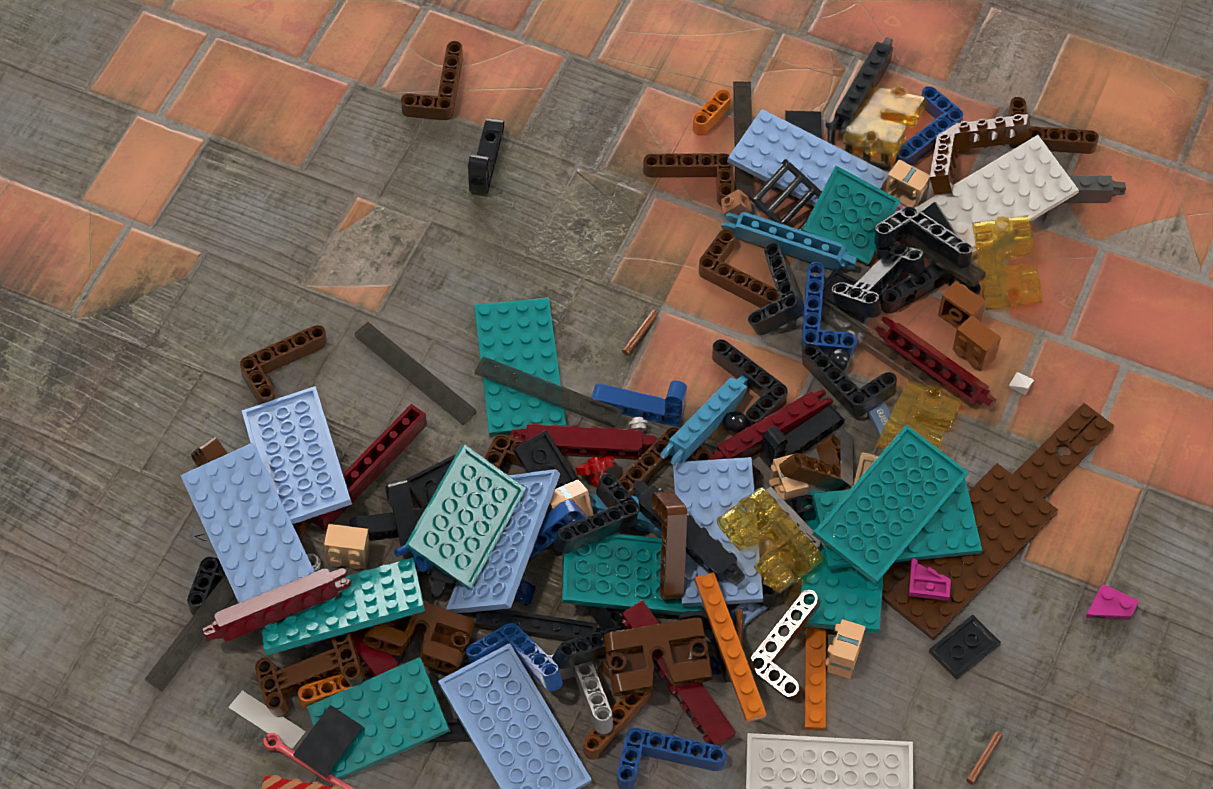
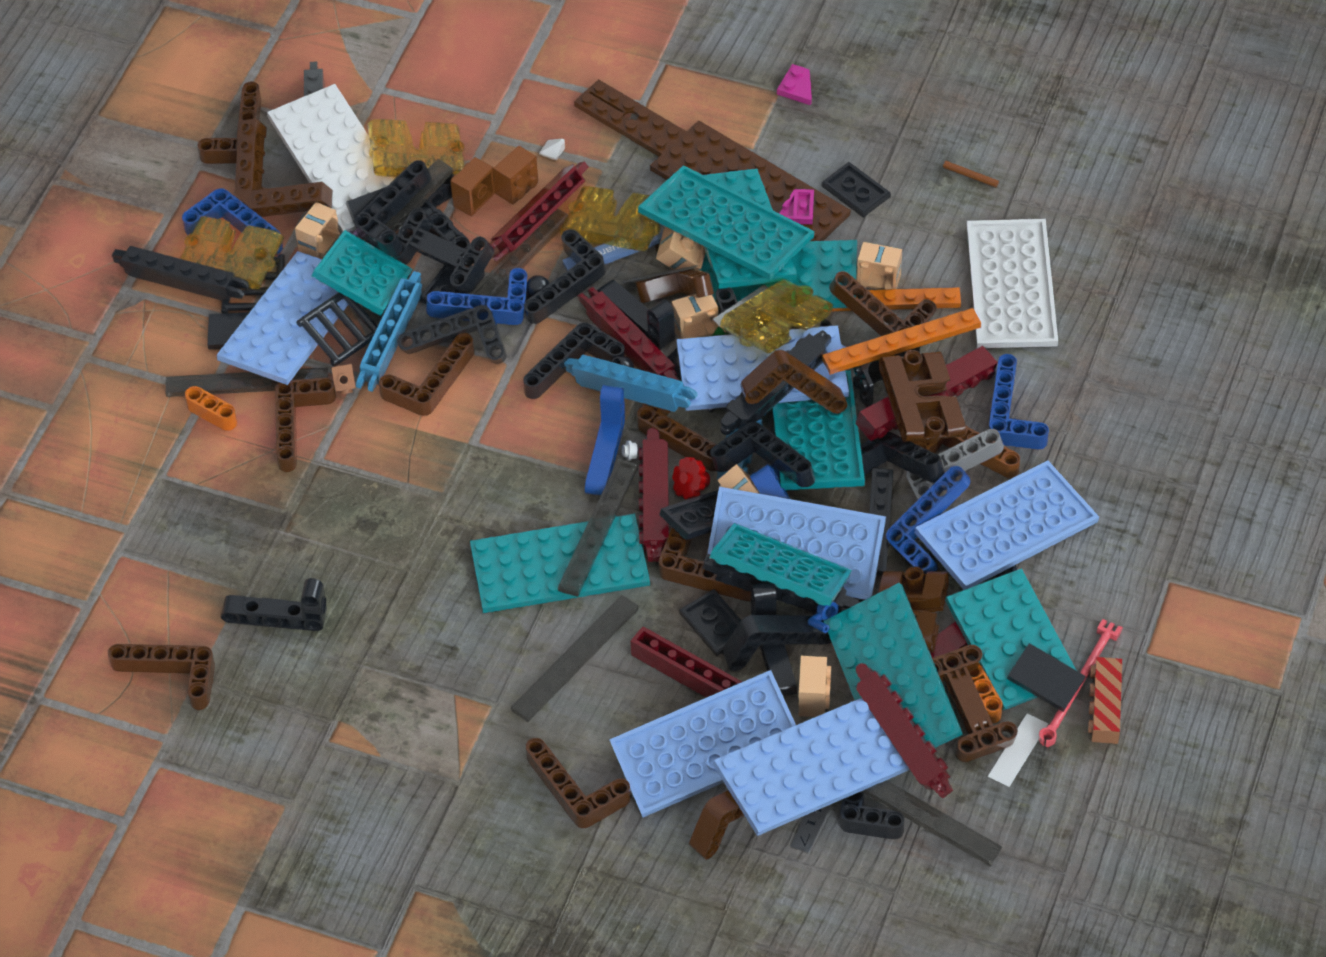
camera: 90 degrees left, 5 degrees down
(640, 332) = (509, 459): dark orange bar -> none

